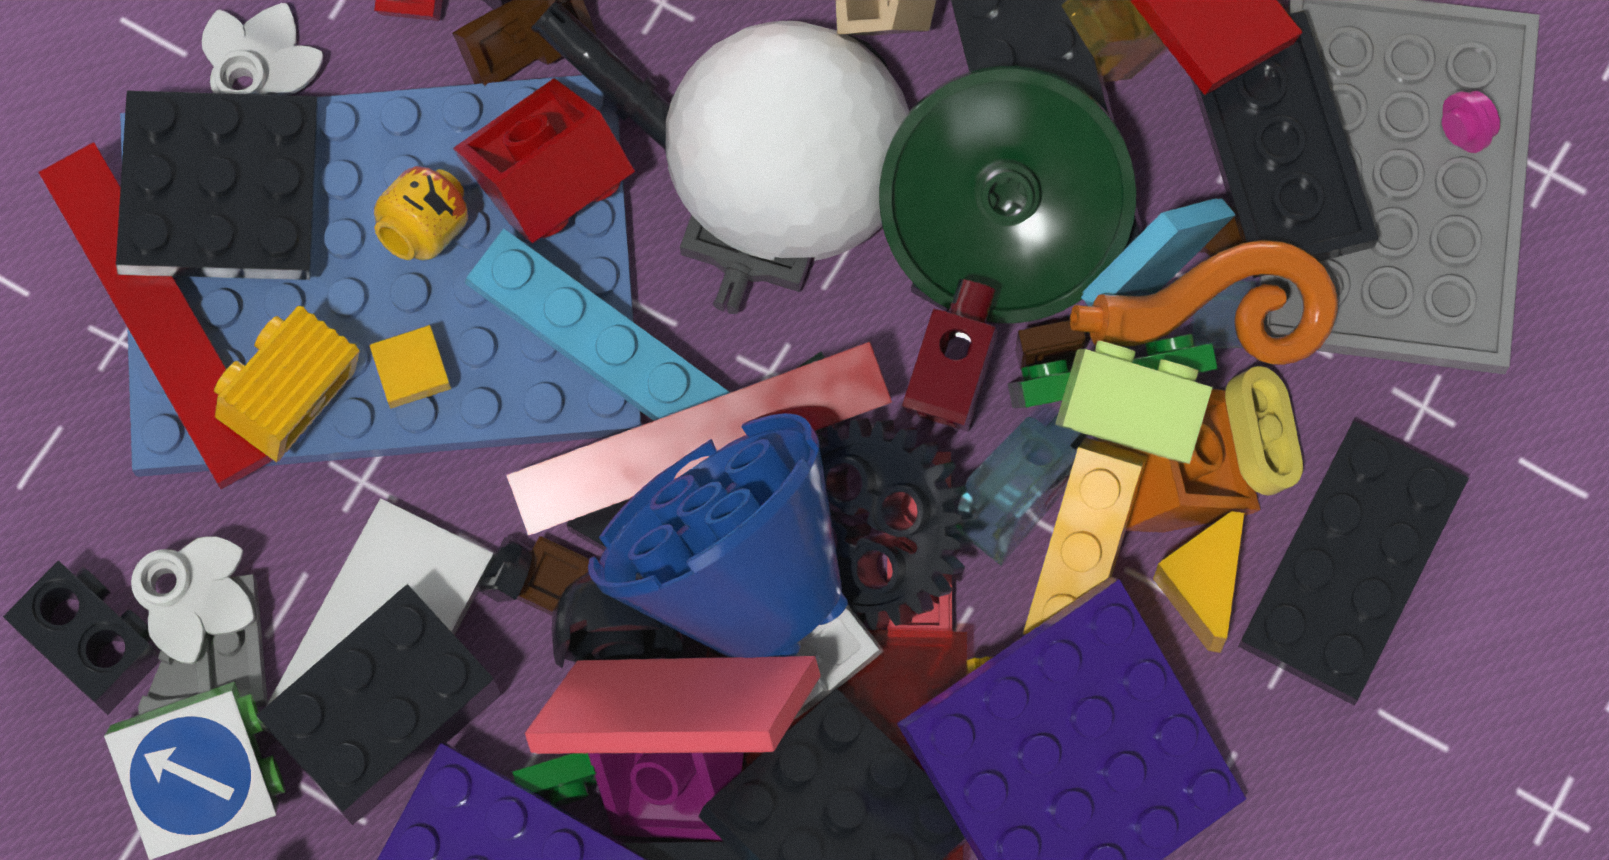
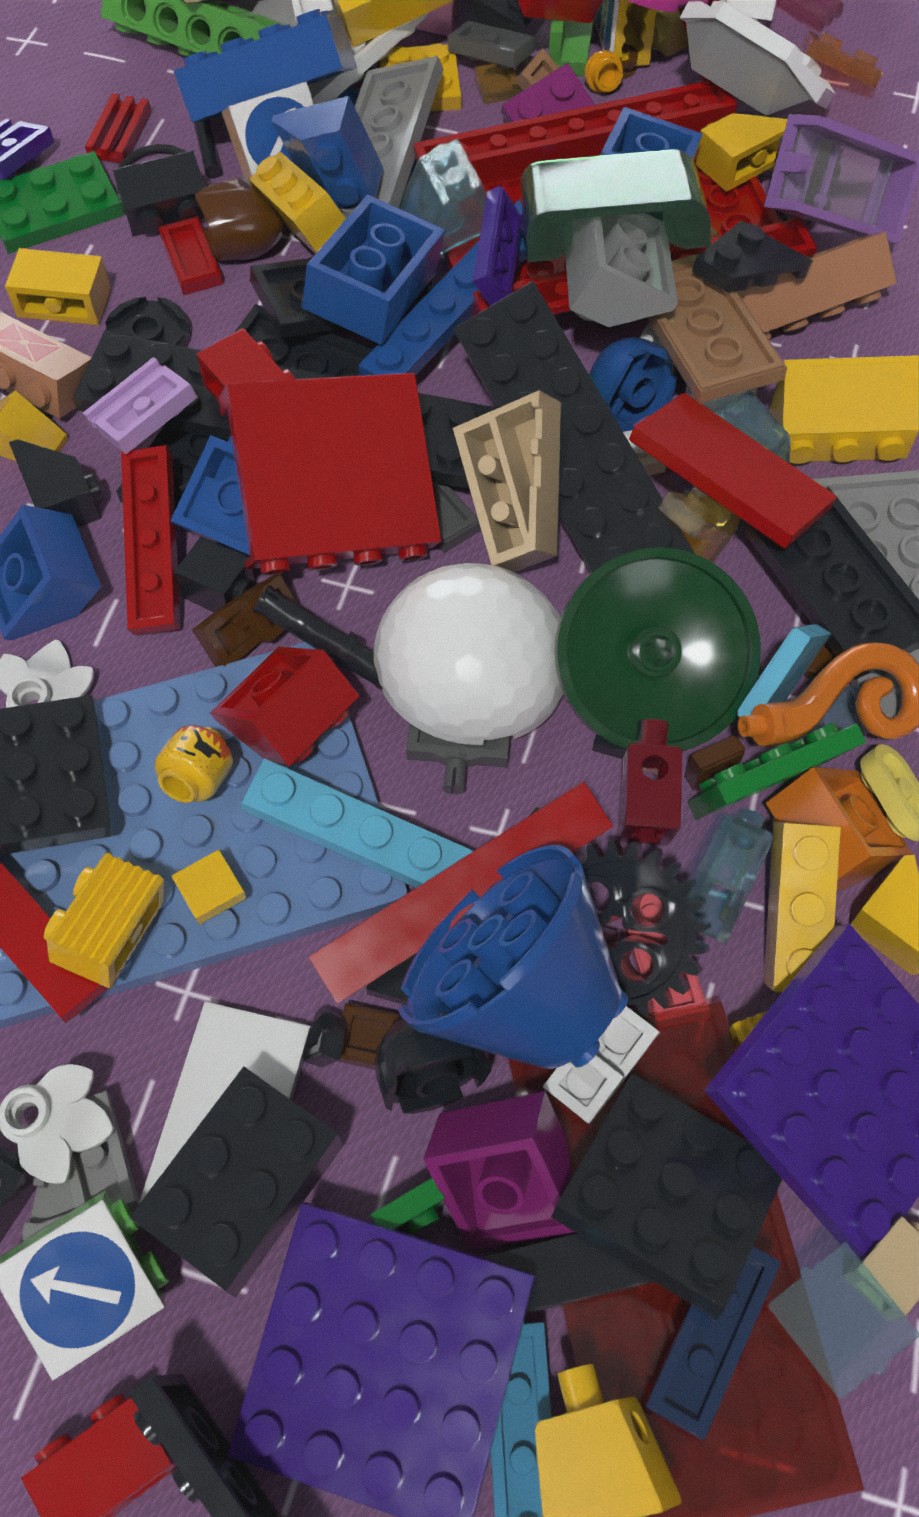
camera: 15 degrees left, 10 degrees down
(674, 705) = (506, 1121): coral tile -> none
(1133, 403) = (817, 779): yellowish green brick -> none

